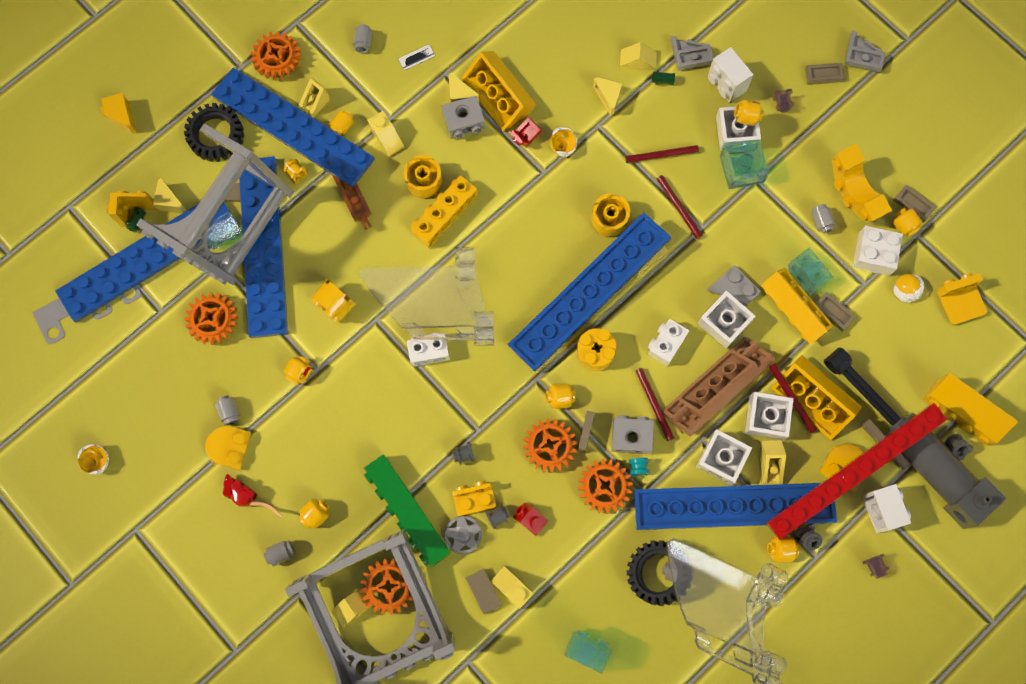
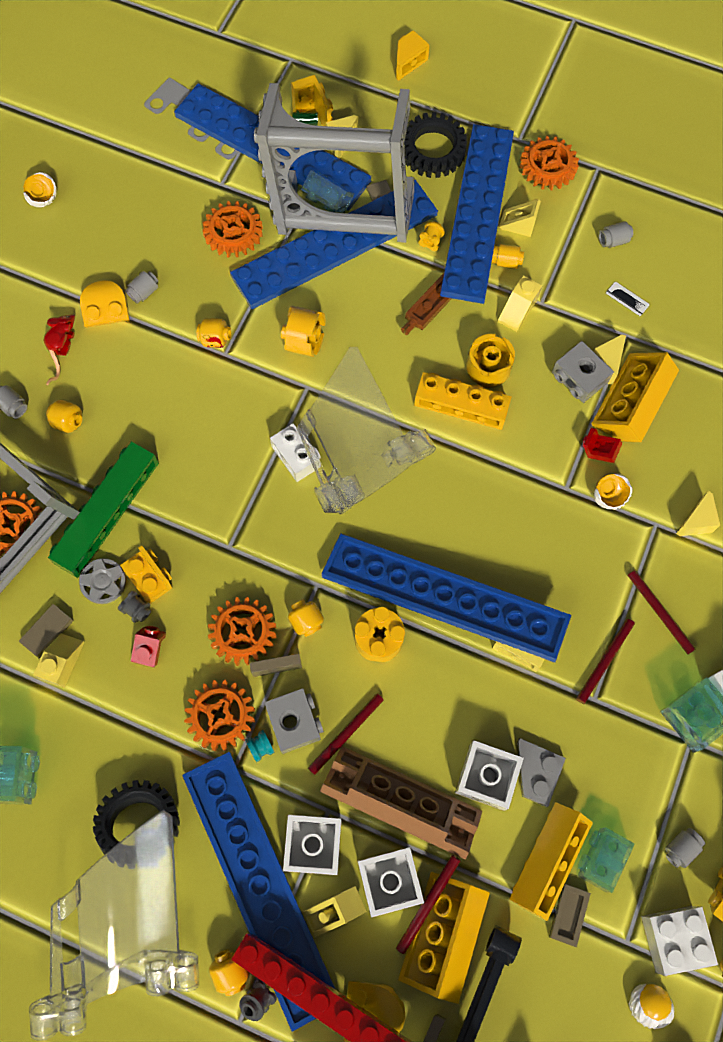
camera: 60 degrees right, 5 degrees down
(463, 453) = (193, 541): dark grey brick -> none
(611, 205) = (560, 571): yellow brick -> none
(668, 341) = (428, 715): white brick -> none

